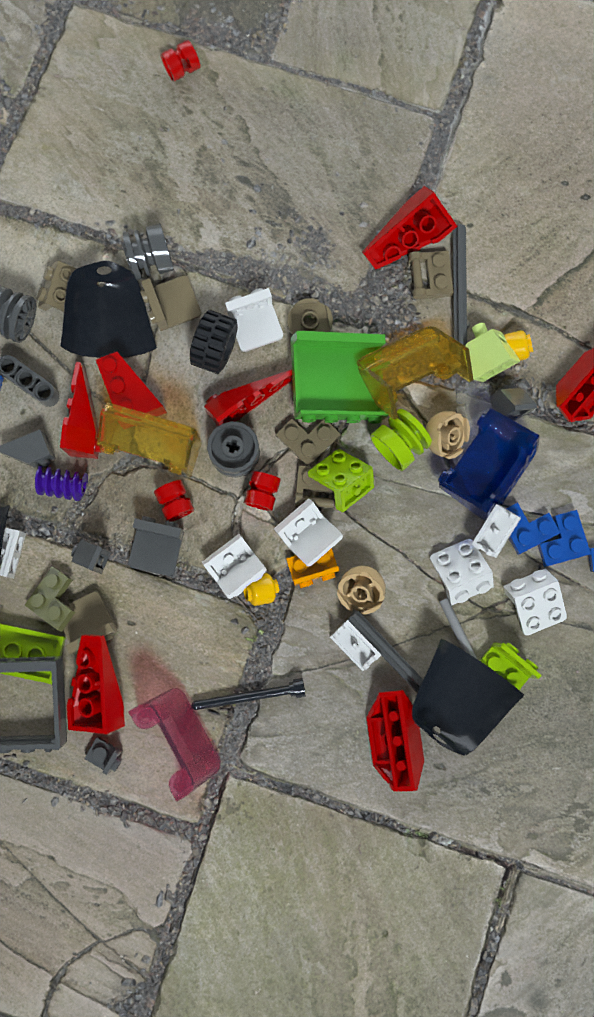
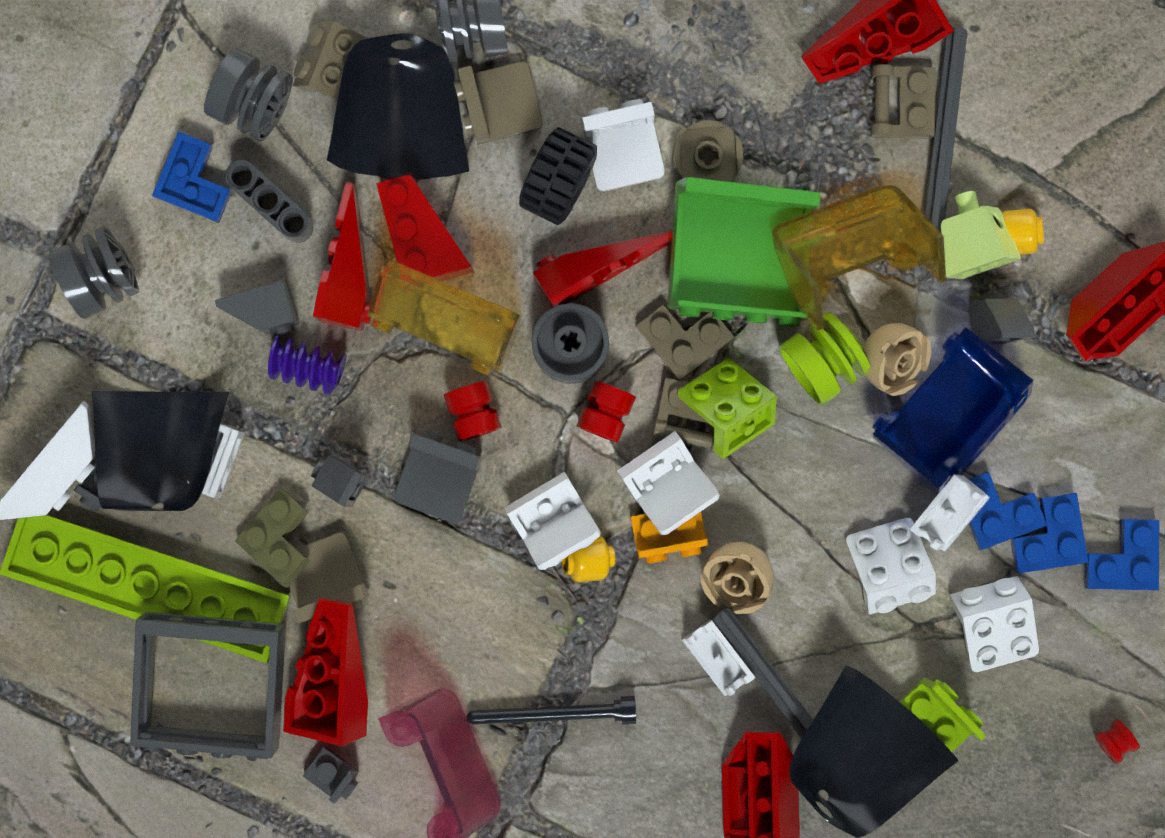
camera: 10 degrees right, 5 degrees up
(456, 627) = (872, 648): light grey bar -> none

